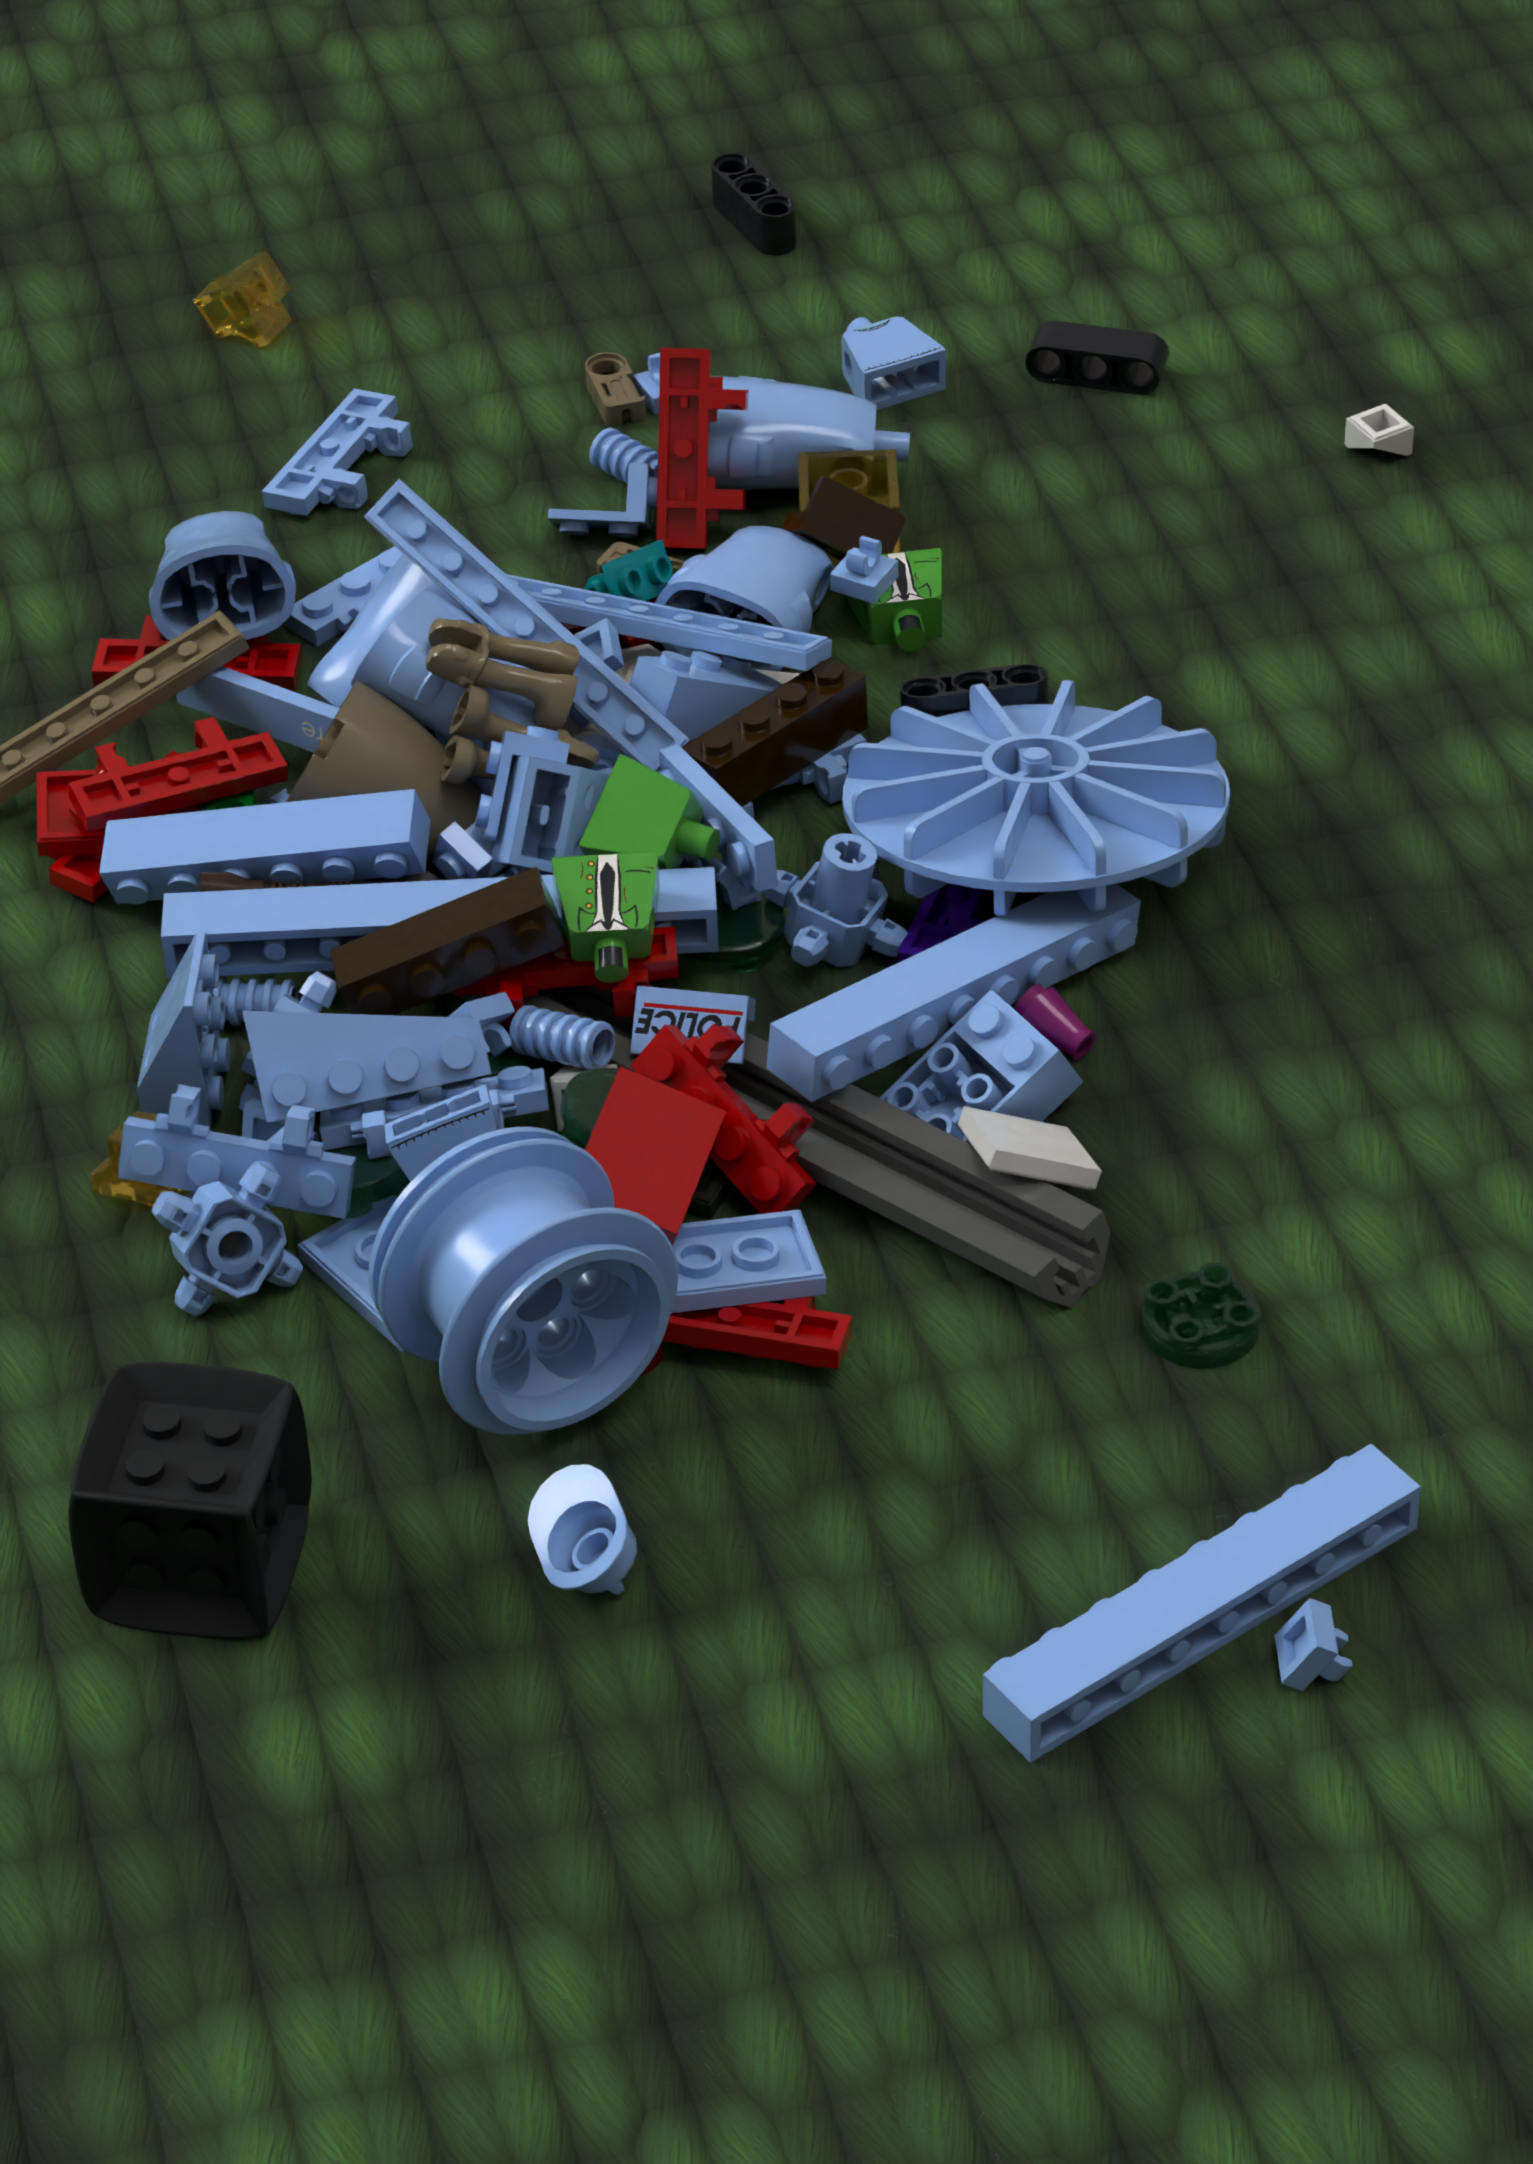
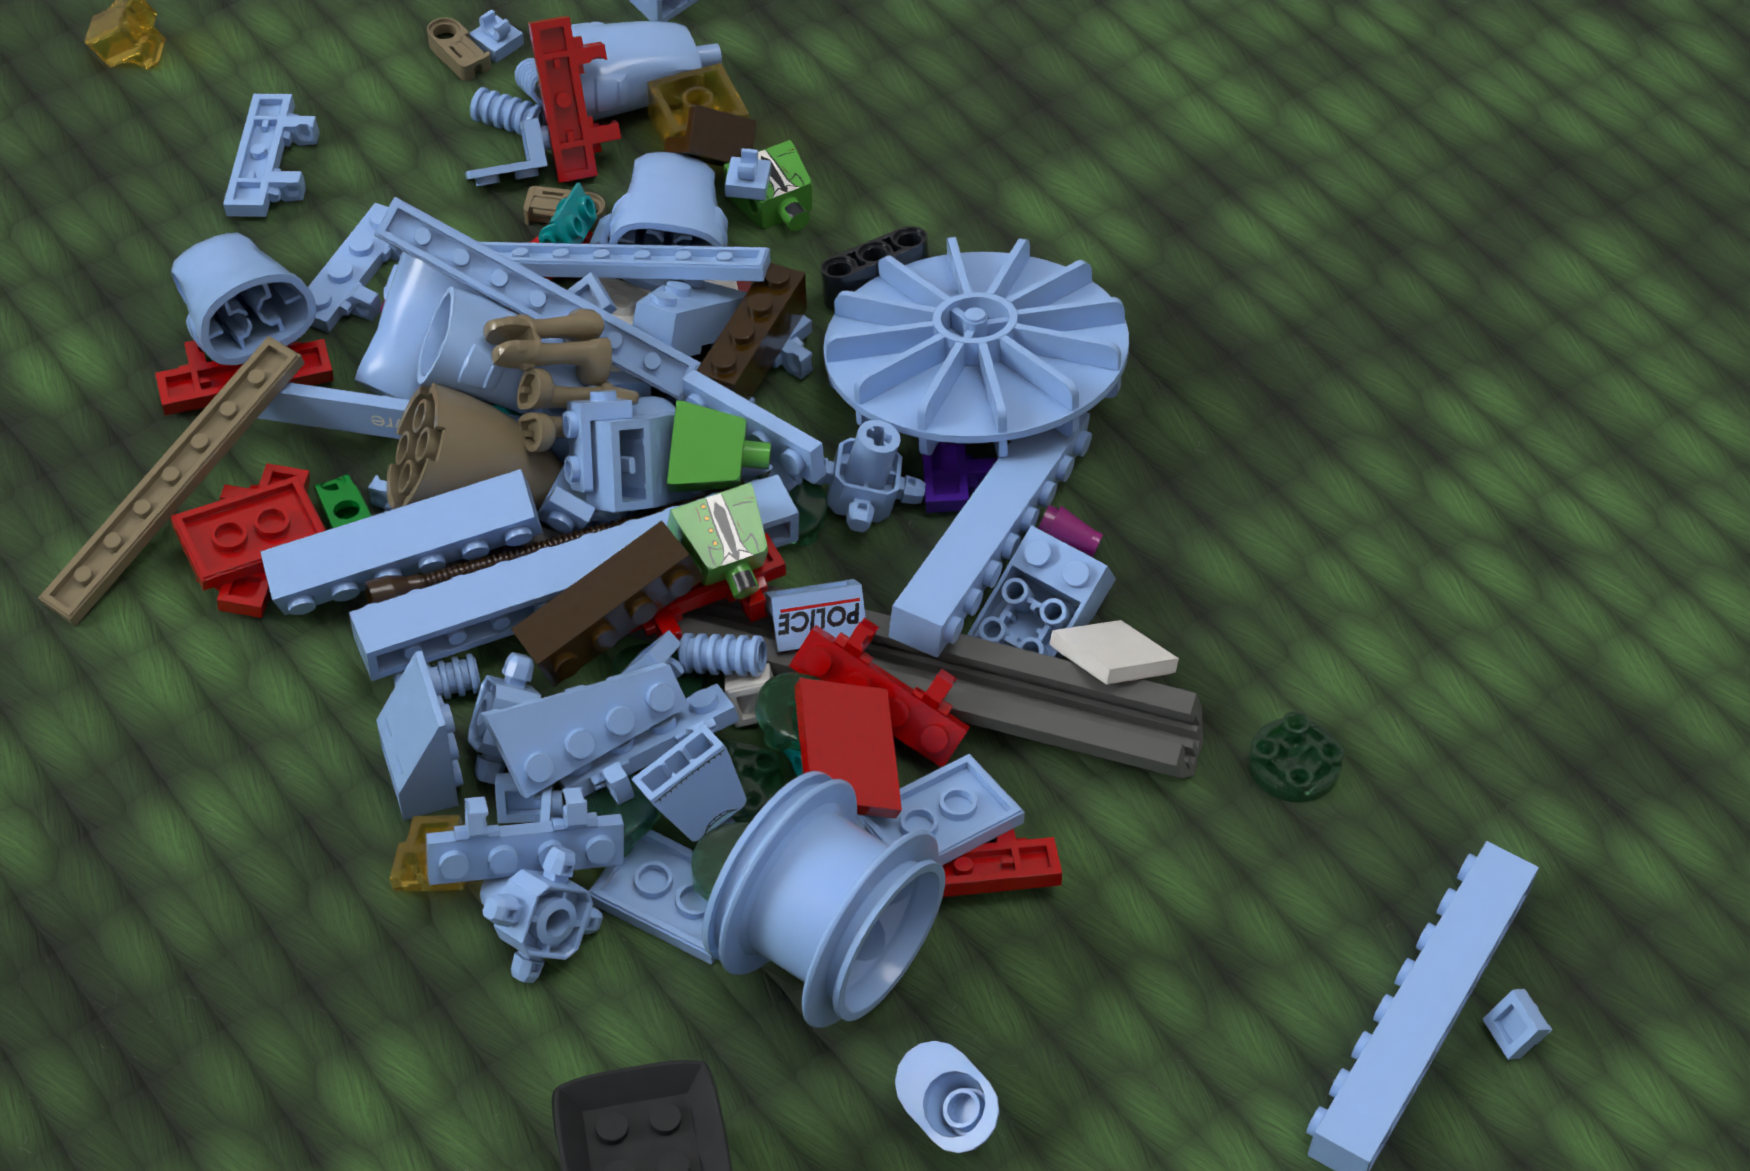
camera: 25 degrees left, 10 degrees up
(176, 781) = (322, 480): red hinge -> none

